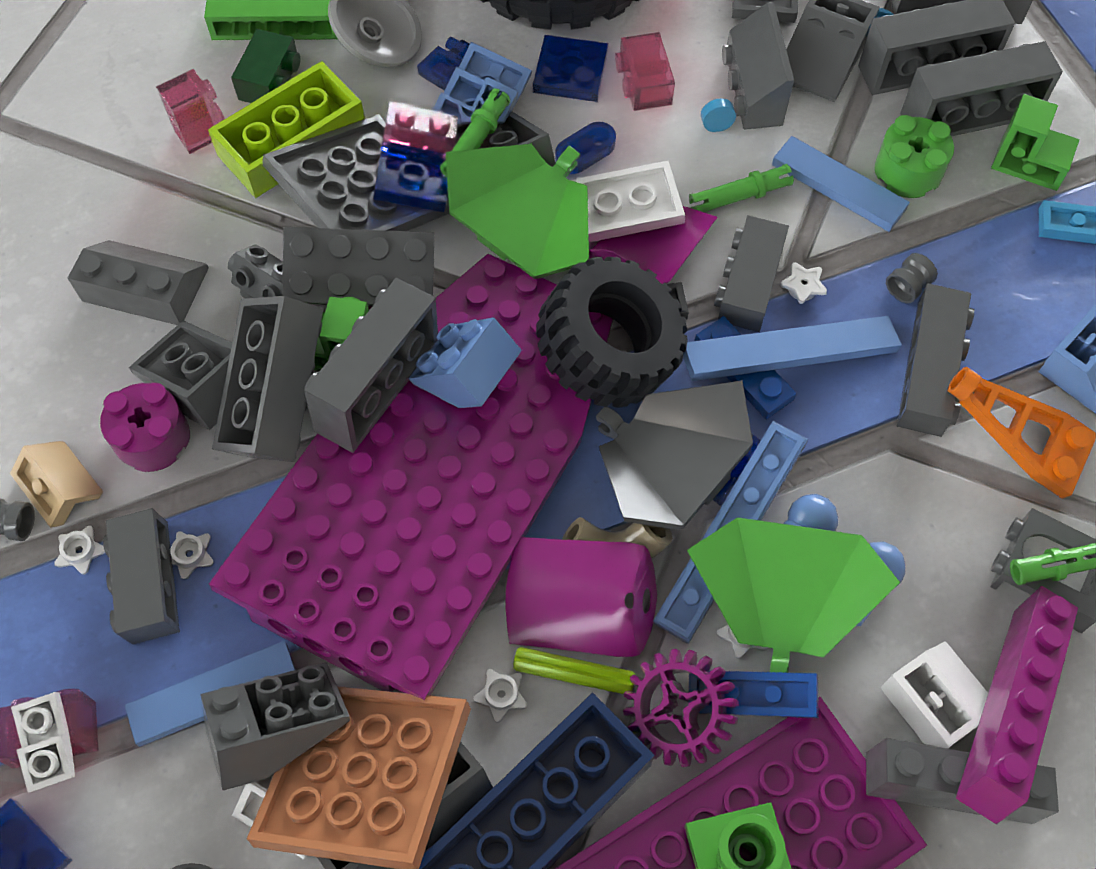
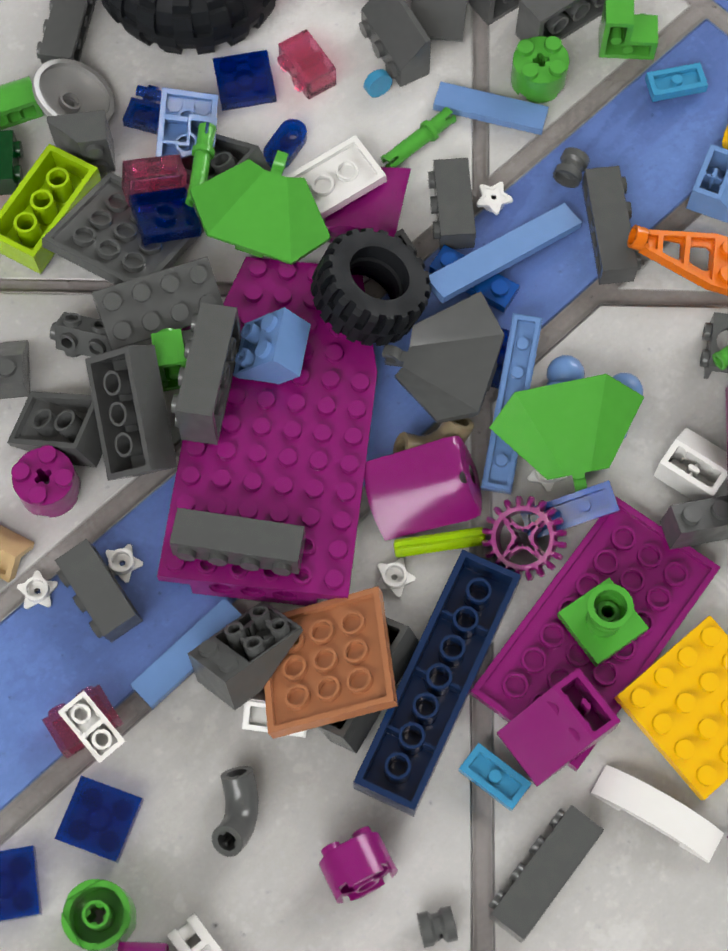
camera: 20 degrees left, 5 degrees up
(317, 578) = (237, 541): none -> dark grey brick
(366, 68) = (86, 137): none -> dark grey slope

